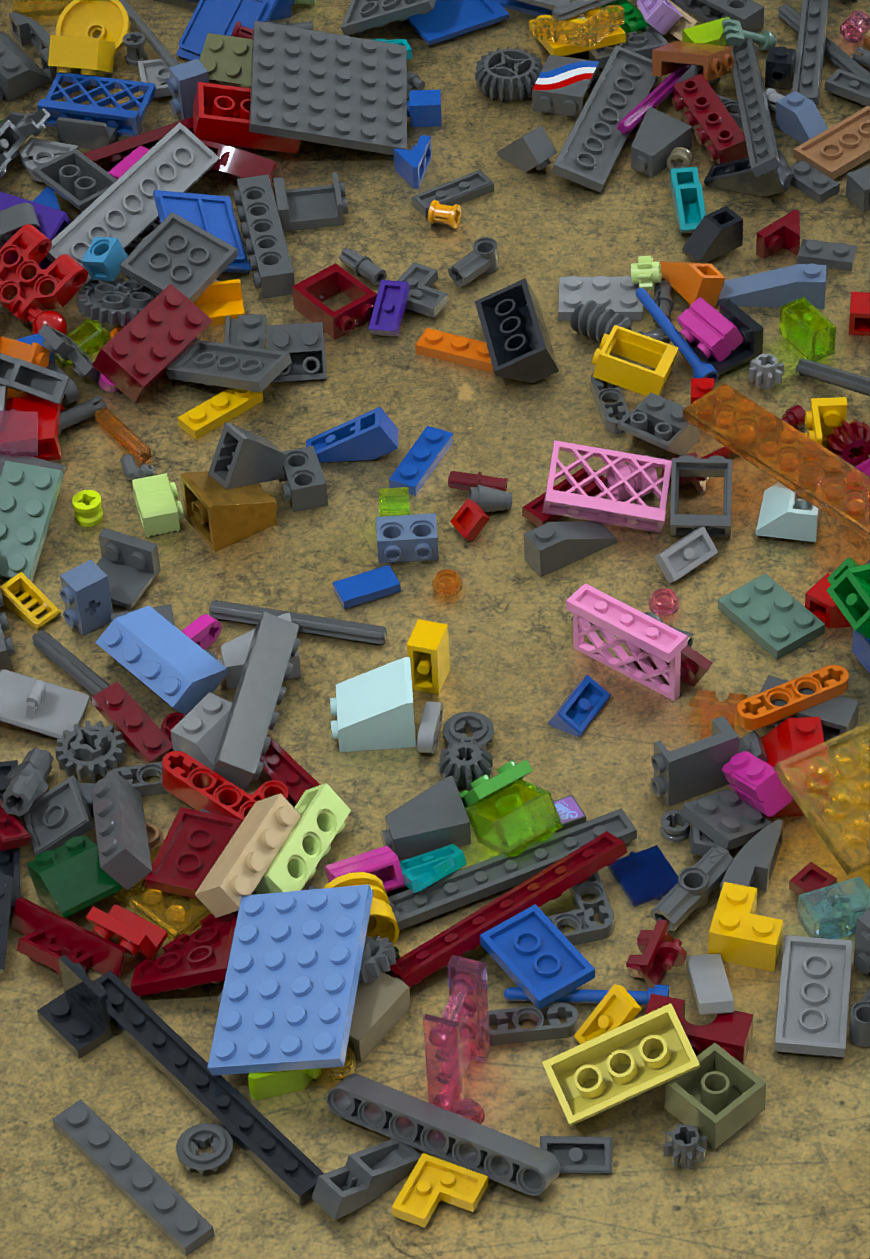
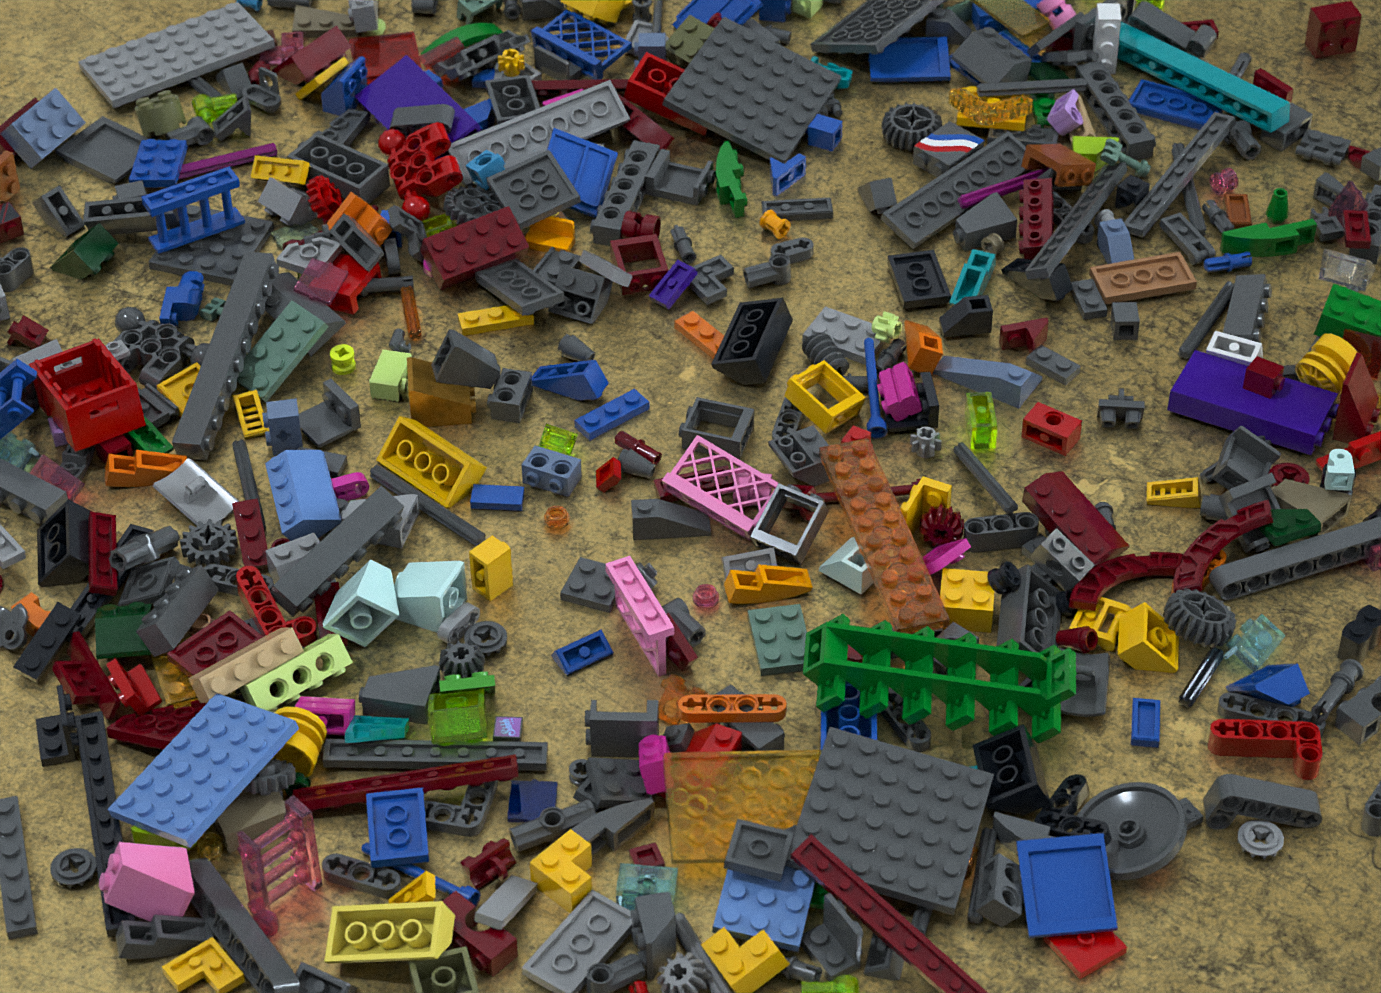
camera: 25 degrees right, 0 degrees up
(16, 172) = (479, 79): none -> blue tile
(42, 144) = (511, 62): none -> yellow gear
(269, 577) = (430, 462): none -> yellow slope
(309, 262) = (636, 225): none -> dark red wheel
(310, 315) = (605, 268): none -> light grey beam
(322, 1121) = (148, 880): none -> bright pink slope
(323, 743) = (364, 605): none -> light aqua slope
(335, 409) = (575, 349): none -> dark grey cone
(362, 190) = (729, 180): none -> green slope
(485, 227) = (797, 249): none -> dark grey beam
(538, 635) = (589, 586): none -> dark grey plate
(543, 417) = (719, 413): none -> dark grey window
(632, 218) = (918, 279): none -> black plate
(716, 567) = (766, 584): none -> light orange slope

